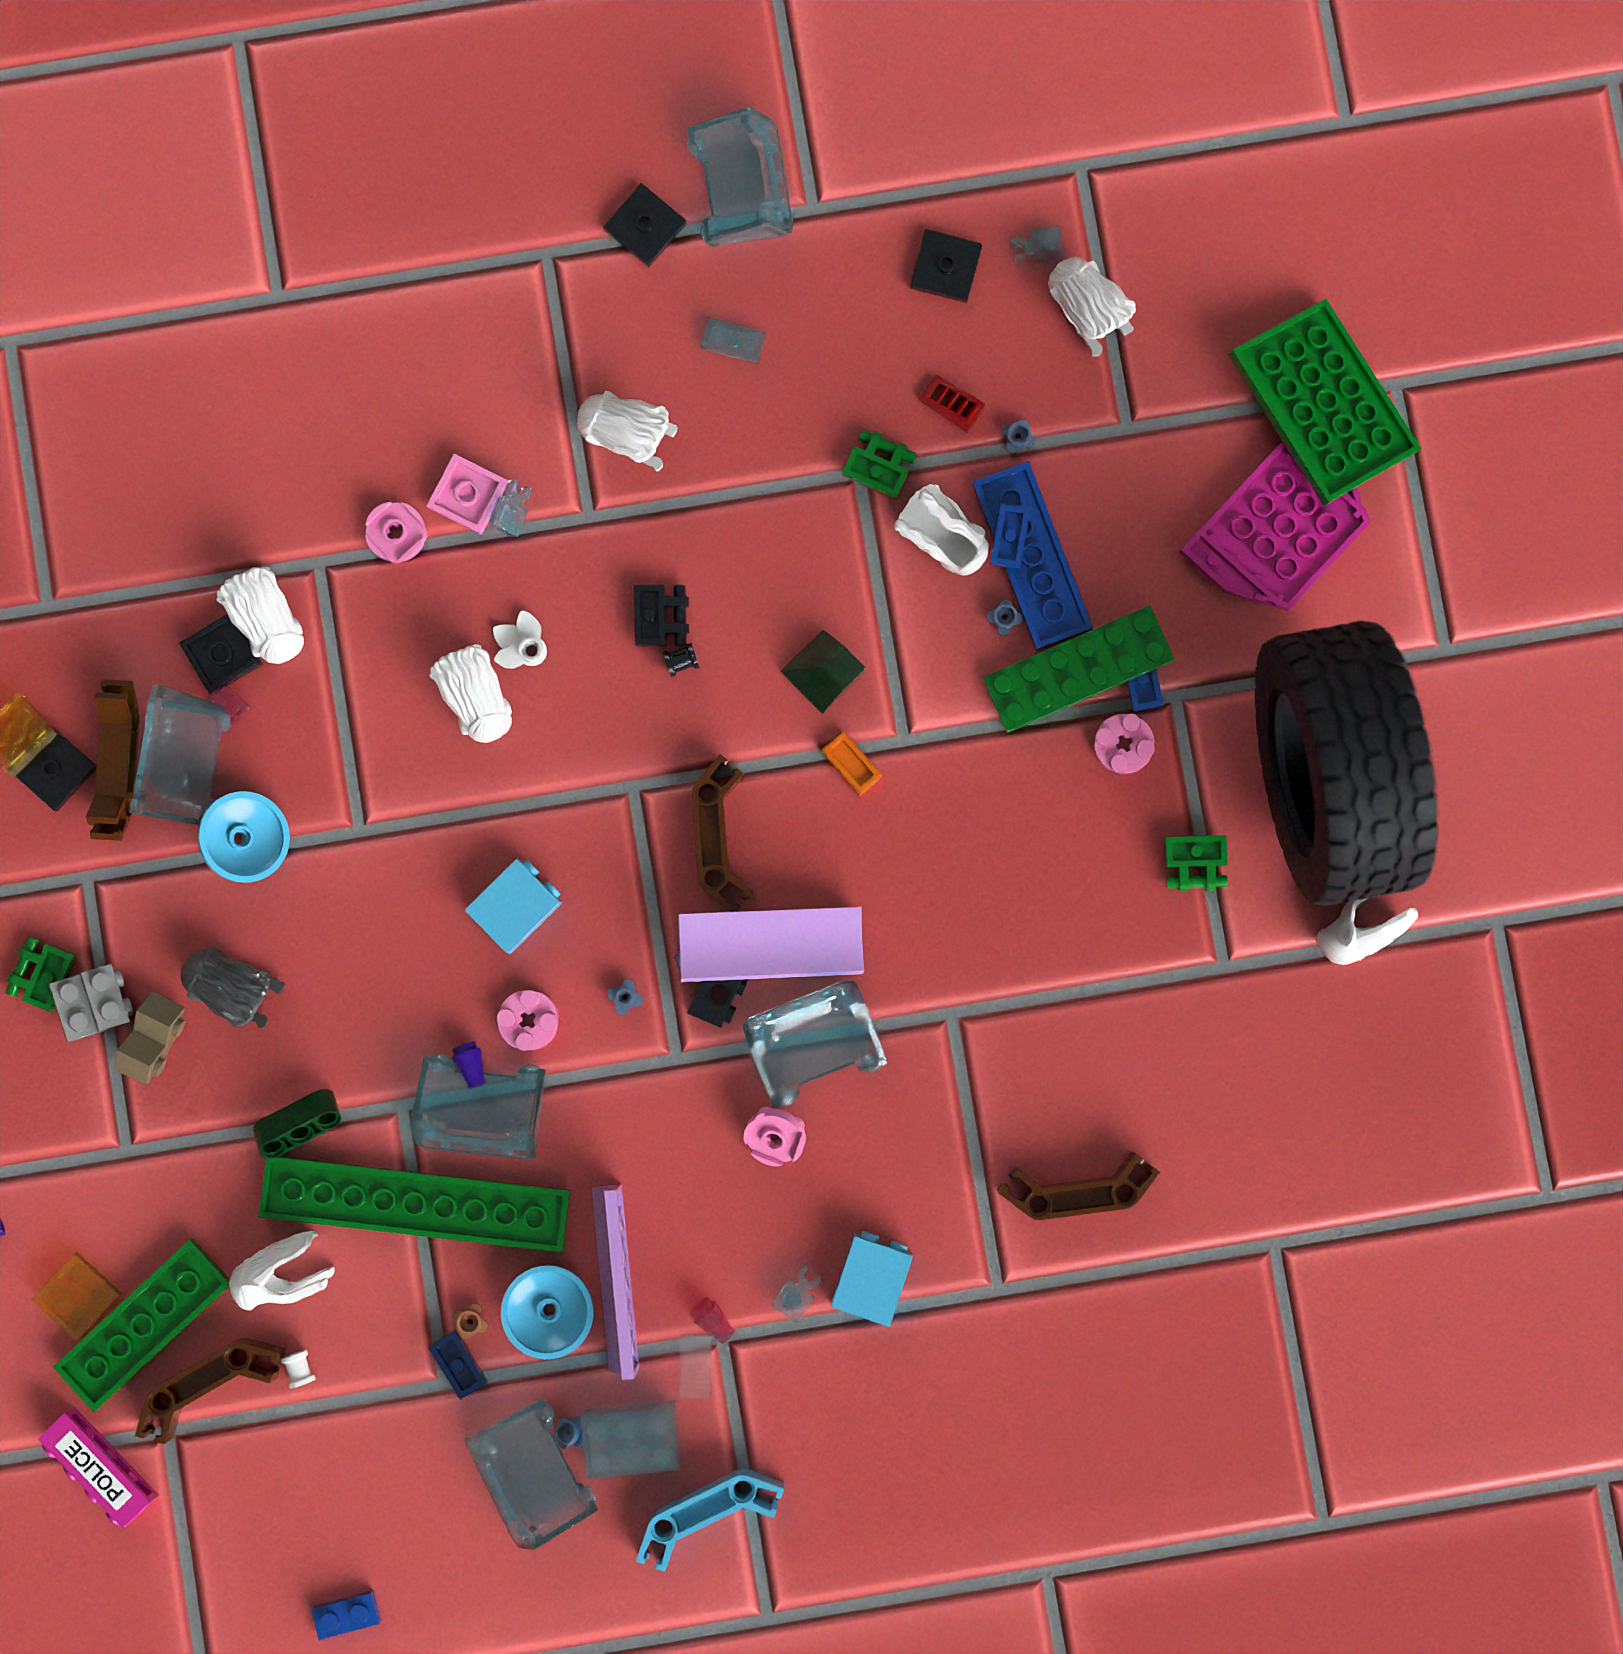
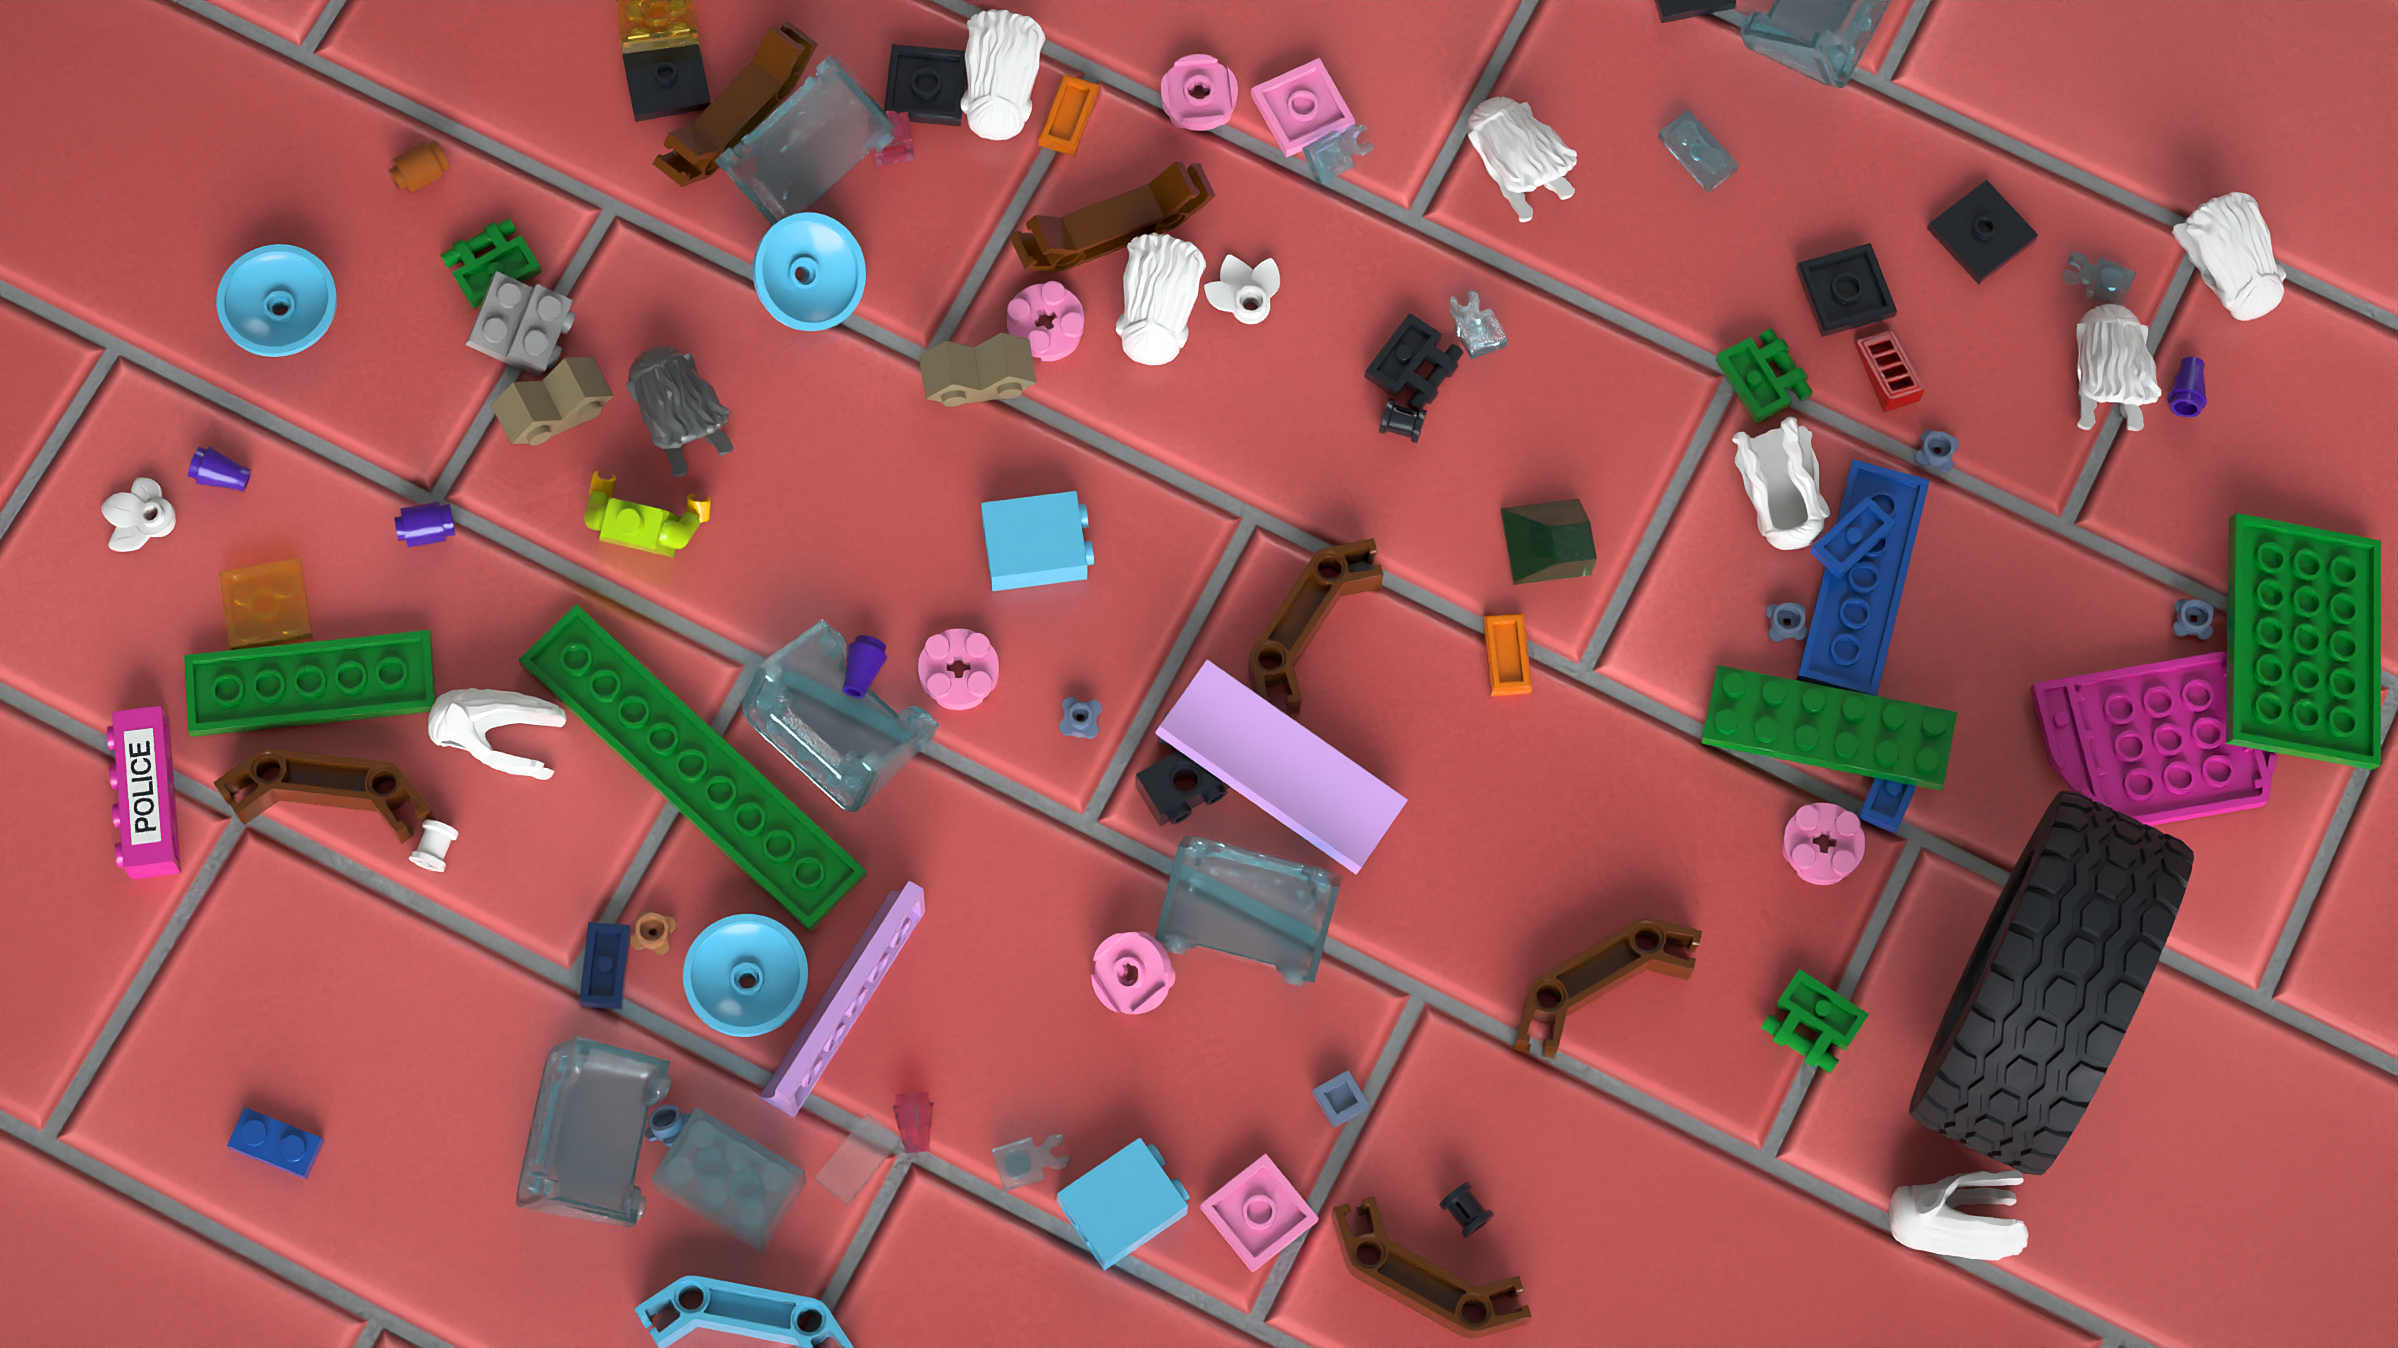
camera: 30 degrees right, 15 degrees down
(133, 1173) = (425, 524): none -> dark purple brick
(266, 1079) = (641, 525): none -> lime torso
(297, 1123) = (616, 598): dark green beam -> none
(325, 606) = (1069, 115): none -> orange tile
(400, 819) = (981, 373): none -> dark tan brick
(407, 662) = (1113, 223): none -> reddish brown piece
(420, 771) = (1053, 301): none -> bright pink plate
(683, 564) = (1476, 329): none -> clear light blue plate
(890, 368) = (1846, 289): none -> black plate
(952, 1119) = (1340, 1099): none -> sand blue plate
(955, 1224) = (1259, 1213): none -> bright pink plate
(1048, 929) = (1602, 970): none -> reddish brown piece
(1074, 1131) = (1466, 1209): none -> black bush
(1114, 170) = (2234, 254): none -> white hair
(1143, 281) = (2188, 390): none -> dark purple cone
(1248, 424) = (2201, 610): none -> sand blue plate

